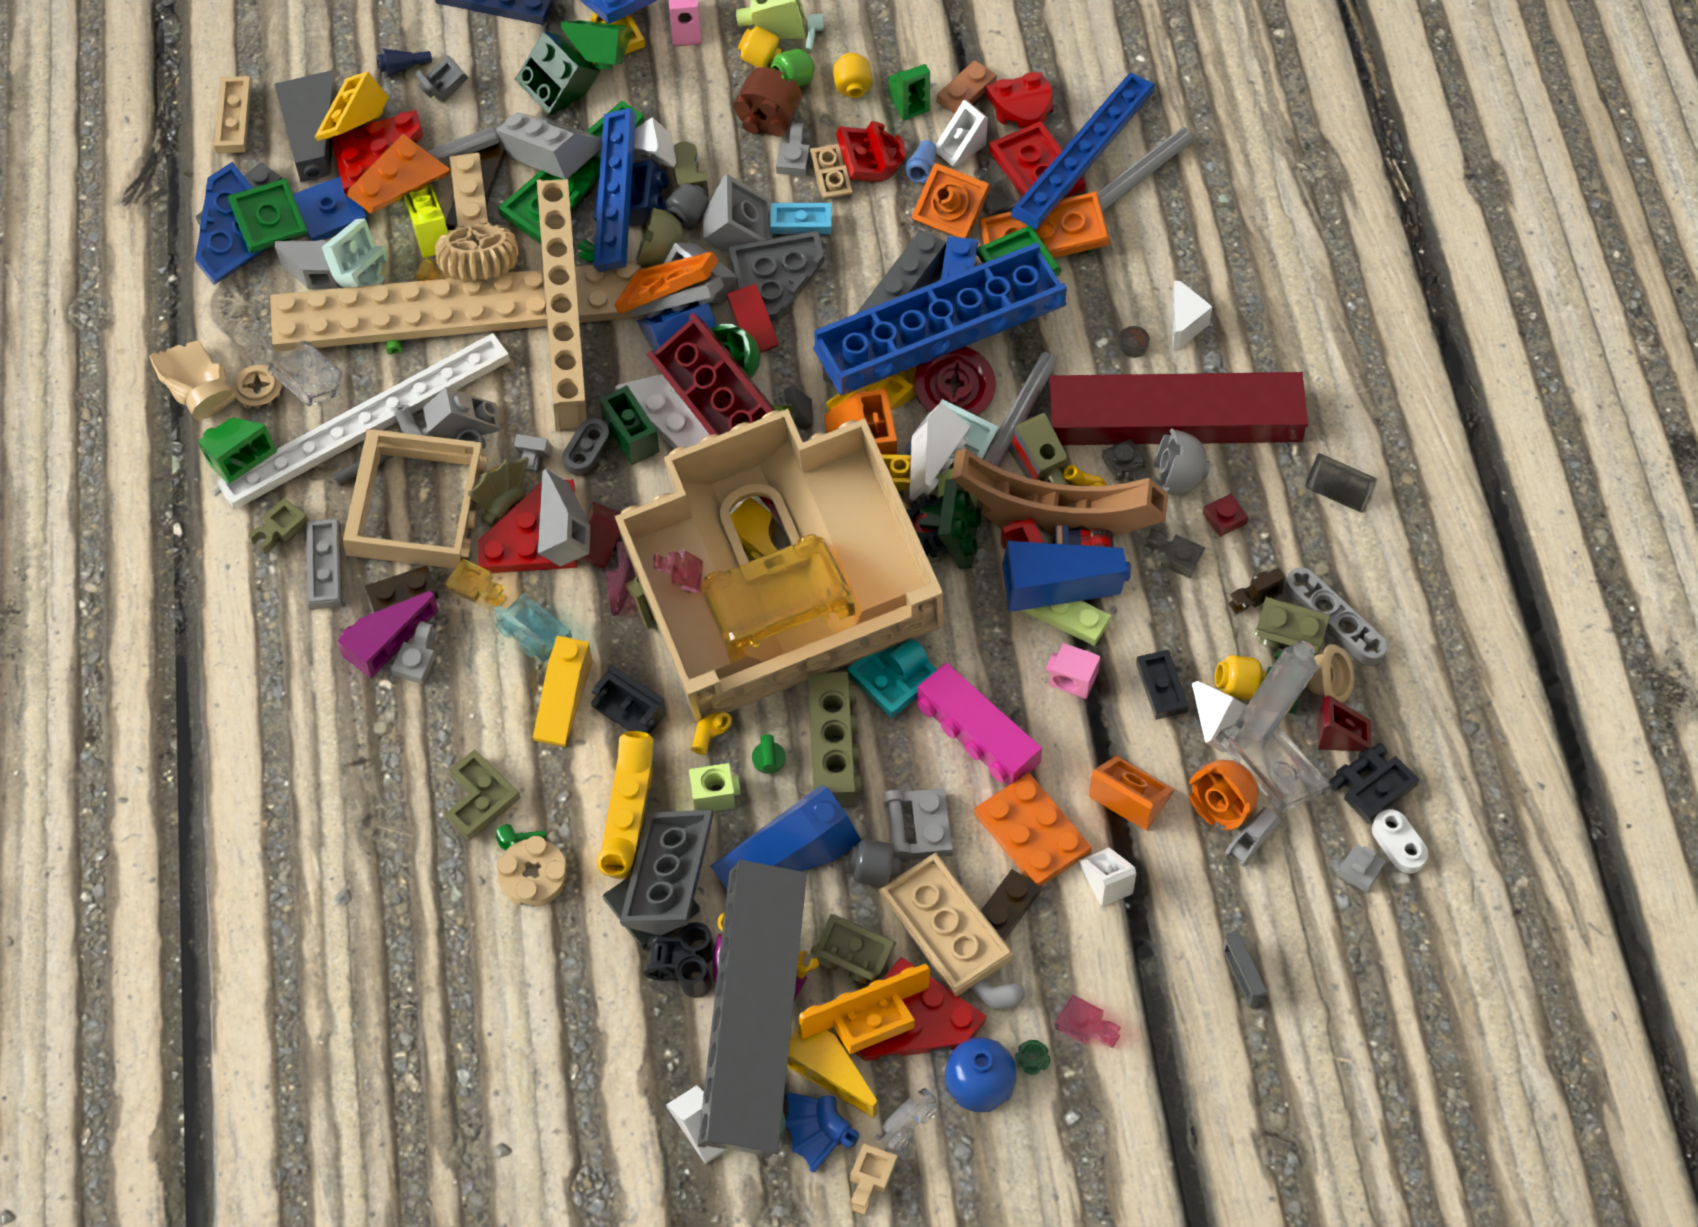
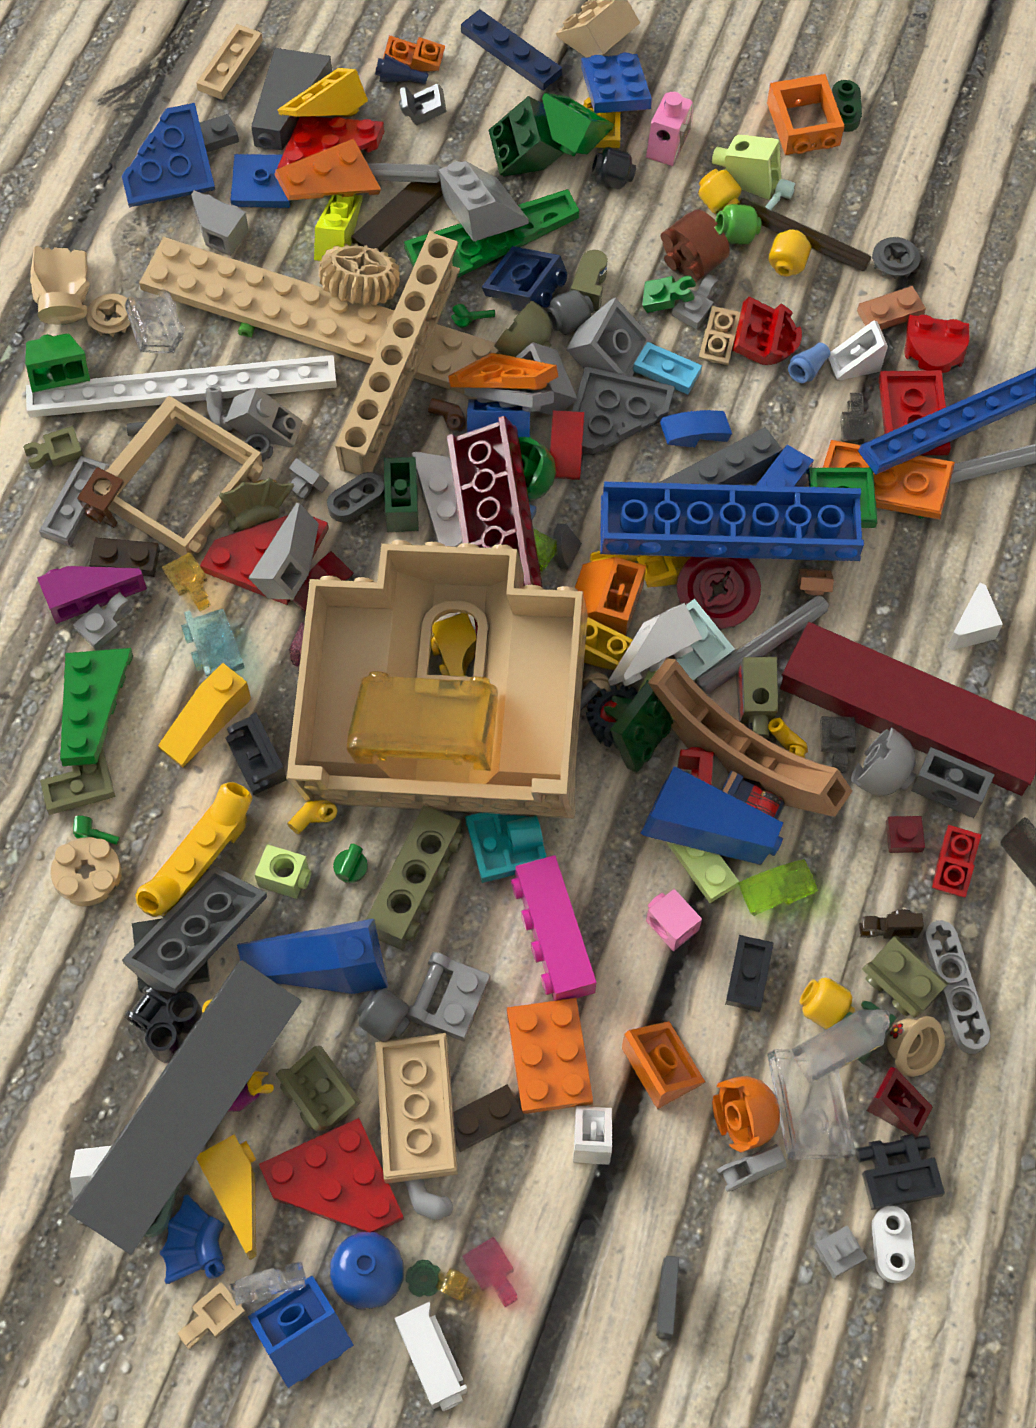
camera: 25 degrees right, 5 degrees up
(267, 215) = (200, 164): green plate -> none
(354, 257) = (253, 233): light aqua slope -> none
(354, 556) = (97, 505): none -> reddish brown bracket
(413, 37) = (421, 56): none -> orange slope
(427, 270) = (309, 273): clear yellow plate -> none
(448, 725) = (89, 700): none -> green wing
(468, 189) = (387, 215): tan plate -> none
(614, 190) = (508, 269): blue plate -> none
(629, 339) = (451, 413): none -> reddish brown arm
(652, 66) = (613, 168): none -> black head
(655, 143) = (568, 239): white slope -> none
(684, 569) = (355, 655): clear pink plate -> none
(761, 154) = (663, 292): none -> green plate
(851, 259) = (689, 427): none -> blue slope
(869, 1013) = (291, 1163): light orange bracket -> none
(874, 55) = (817, 240): none -> dark brown axle
(910, 91) = (834, 291): green arch -> none
(943, 33) = (898, 248): none -> dark grey gear
(950, 201) = (812, 412): orange plate -> none
(955, 1148) = (300, 1332): none -> blue slope
(1033, 342) = (815, 581): none -> nougat plate
(1061, 1047) = (454, 1284): none -> clear yellow plate
(1077, 1113) = (431, 1357): none -> white window
(1133, 341) = (912, 623): clear smoke tile -> none
(1144, 604) = (778, 885): none -> clear neon green slope
(1178, 555) = (838, 852): clear smoke plate -> none
(1215, 712) = (784, 1025): white slope -> none
(1243, 453) = (952, 782): none -> dark grey brick
(1279, 517) = (956, 861): none -> red slope

